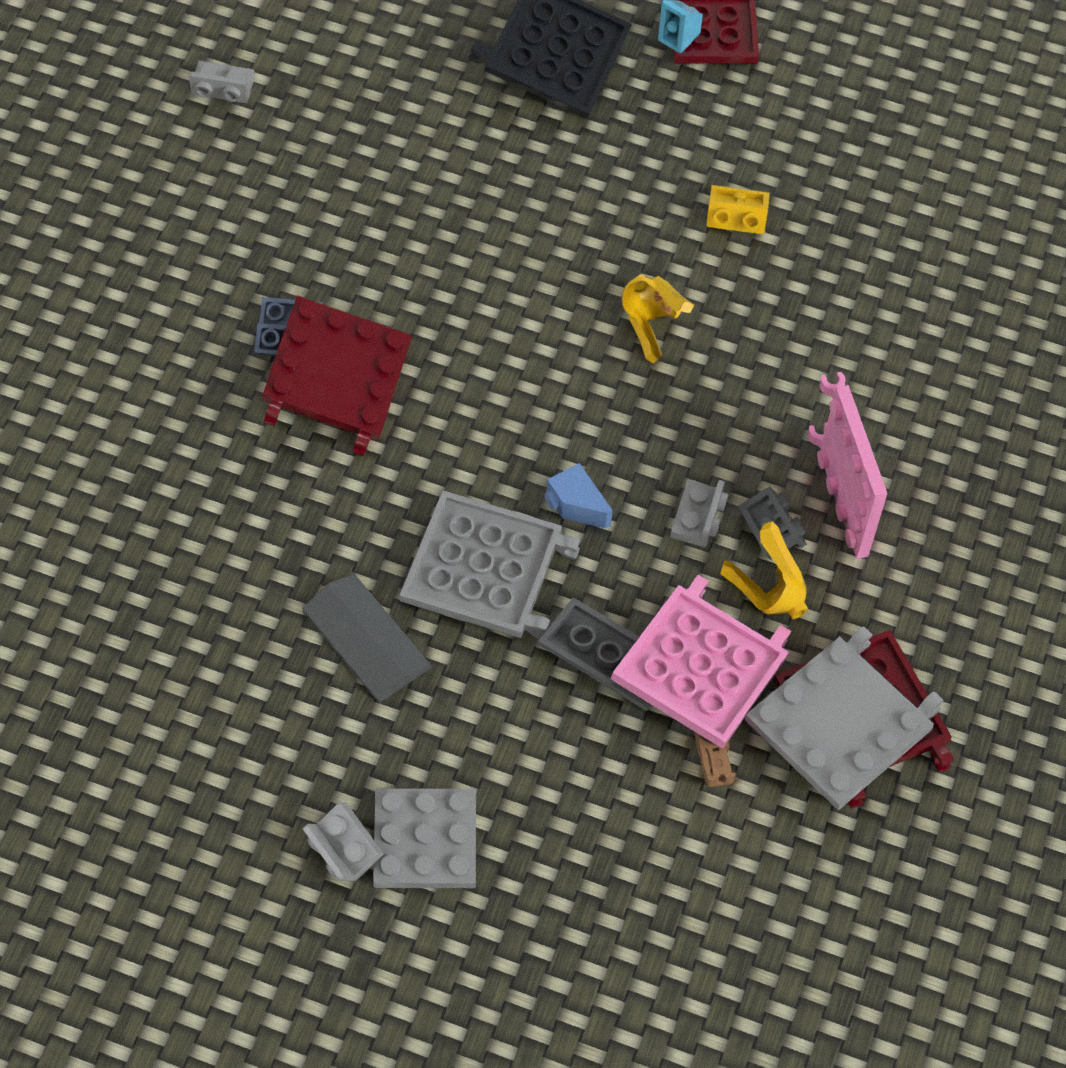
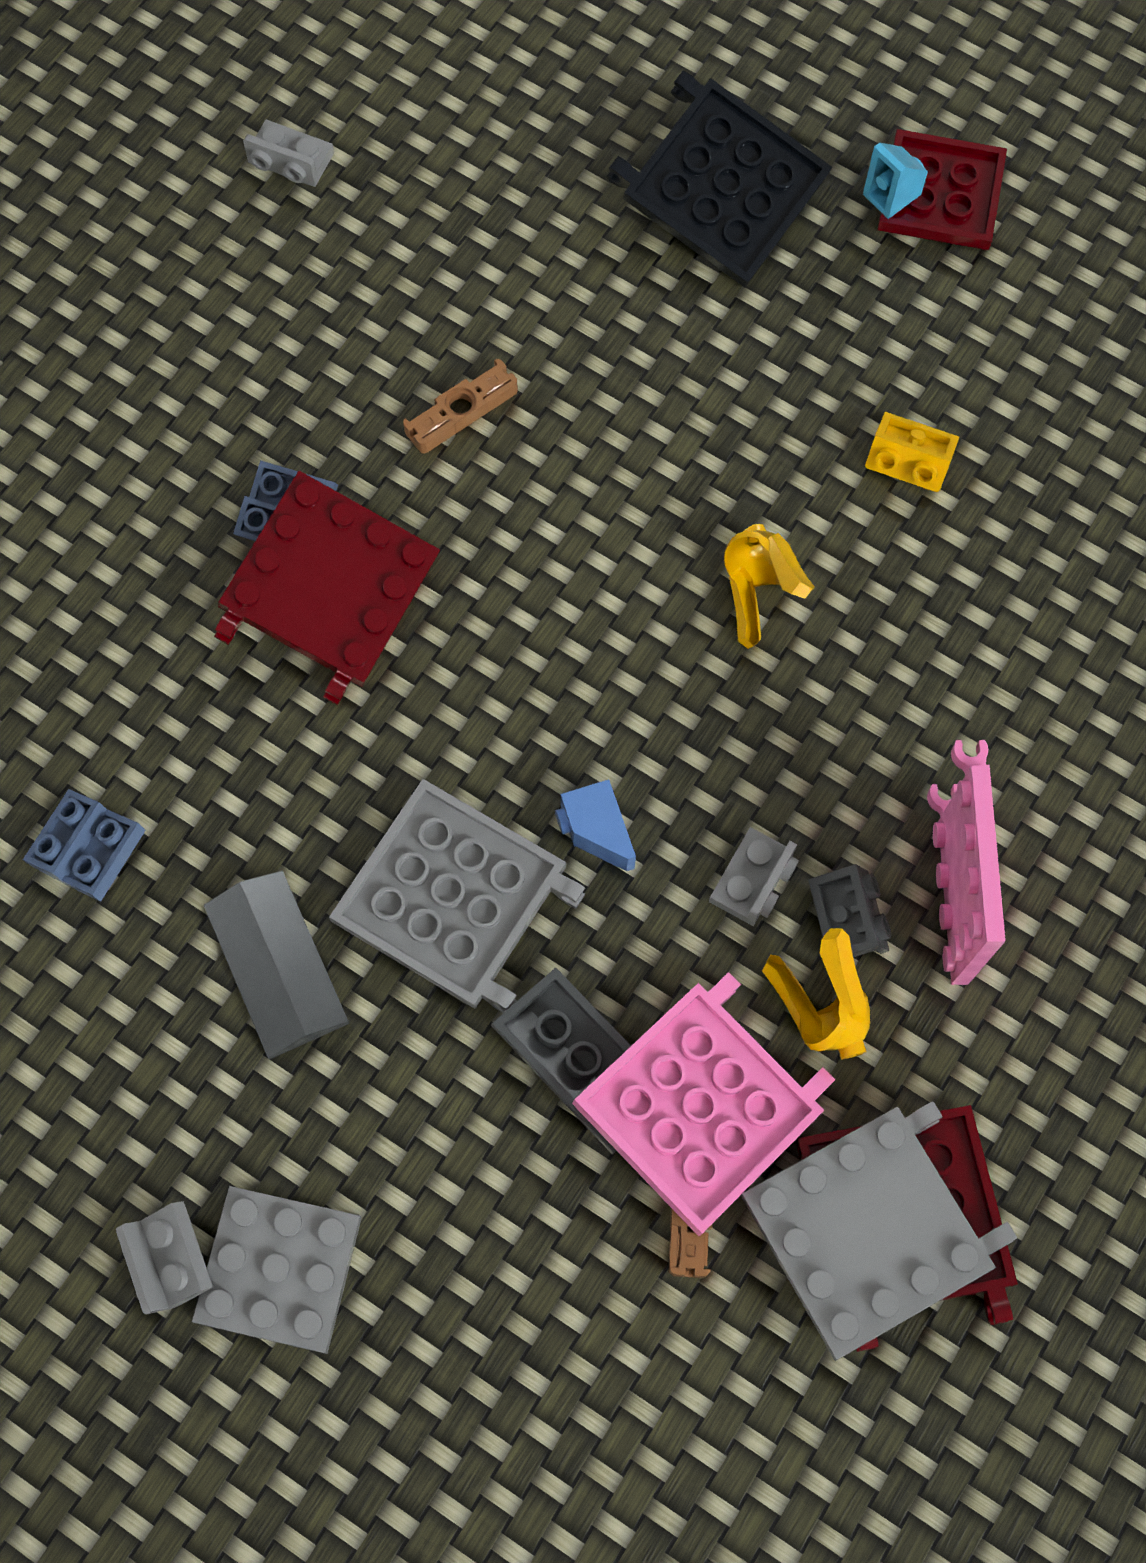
camera: 15 degrees right, 10 degrees up
(202, 584) = (84, 845): none -> sand blue slope
(388, 248) = (441, 422): none -> medium nougat piece

